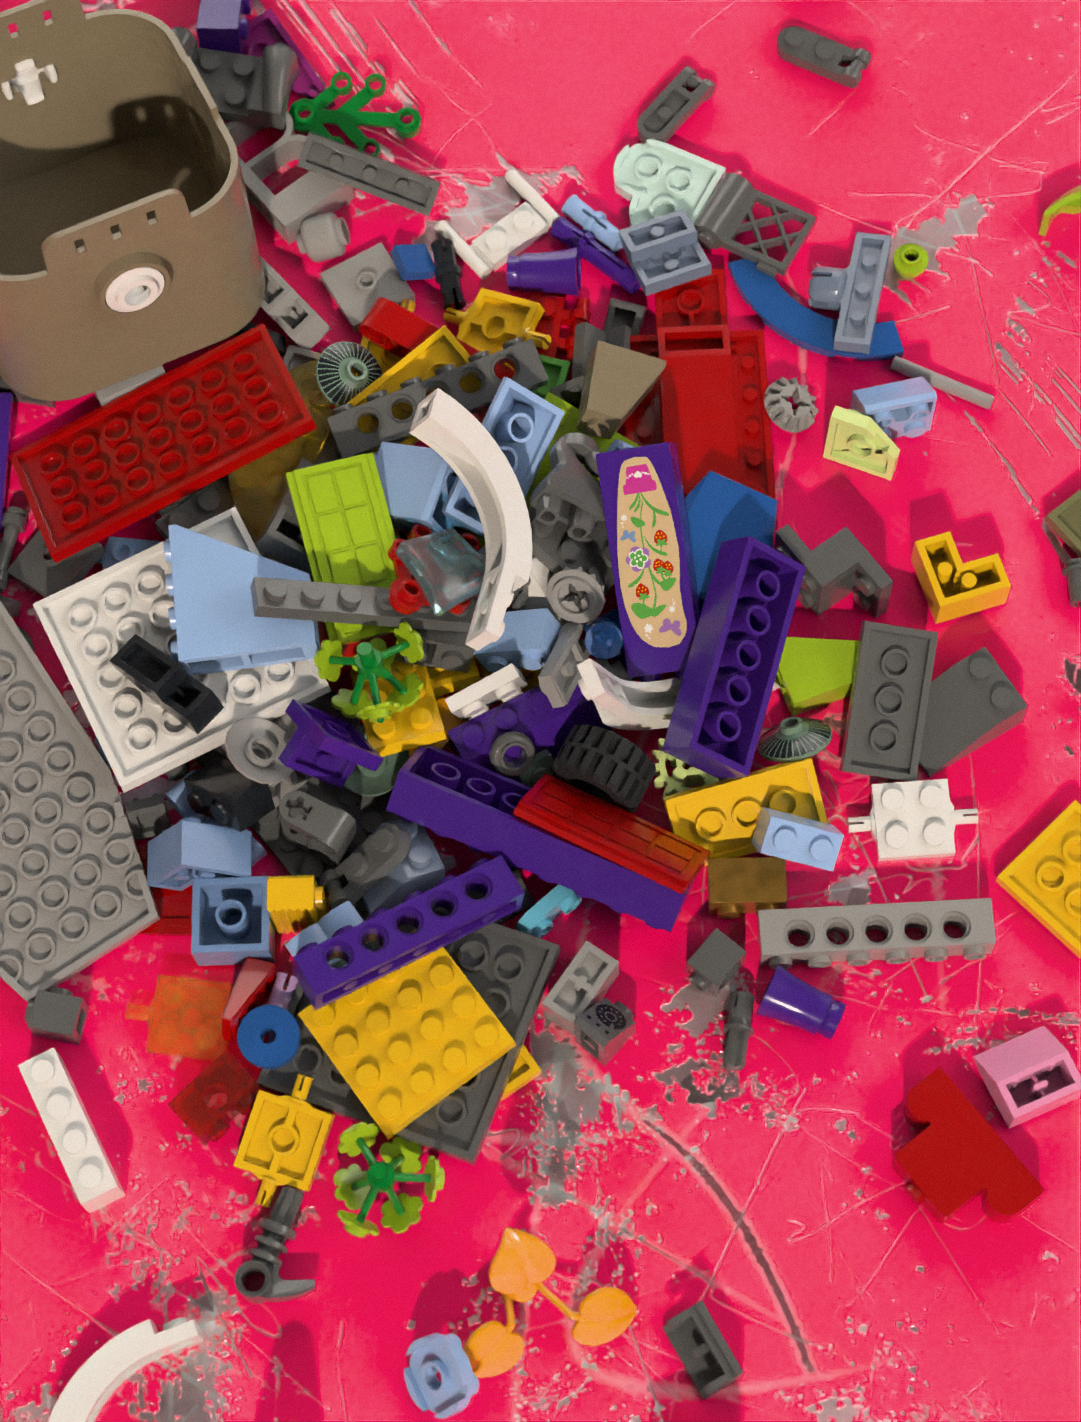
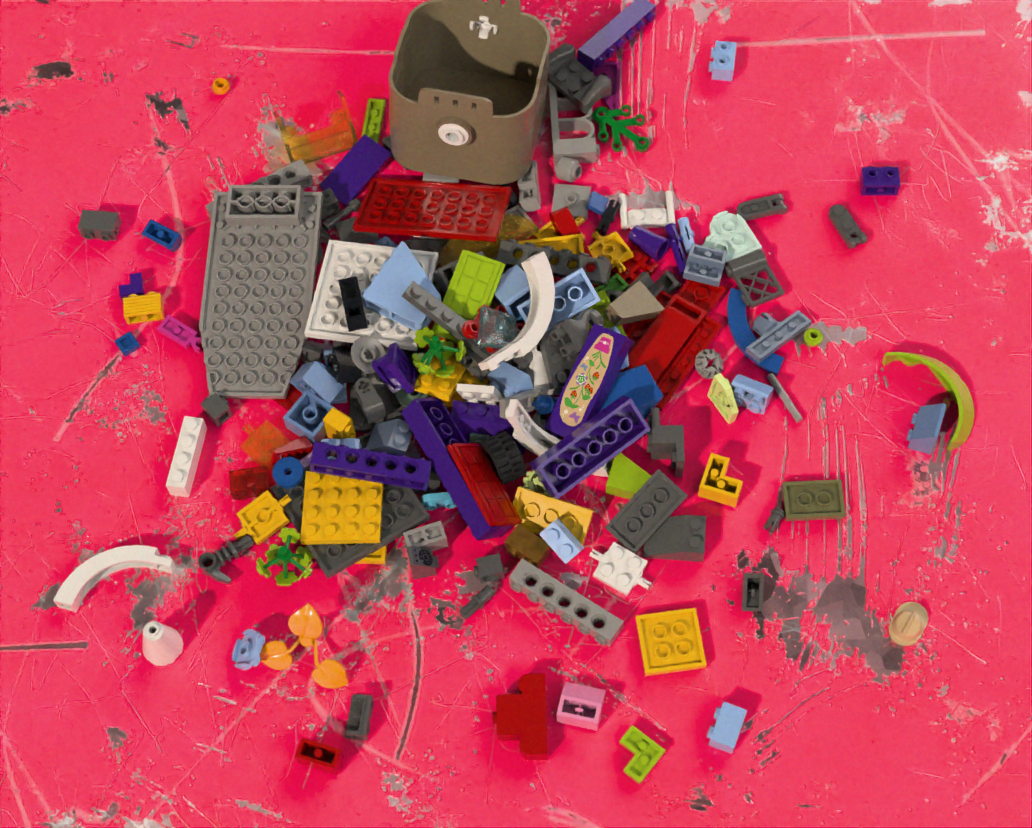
camera: 35 degrees right, 5 degrees down
(335, 374) = (522, 227): dish -> none
(366, 865) = (377, 430): dark grey plate -> none
(369, 173) = (605, 153): dark grey fence -> none
(503, 743) = (474, 419): dark grey piece -> none
(570, 606) = (541, 382): light grey gear -> none
(794, 739) = (595, 500): dish -> none
(800, 1004) = (509, 608): dark purple plant -> none

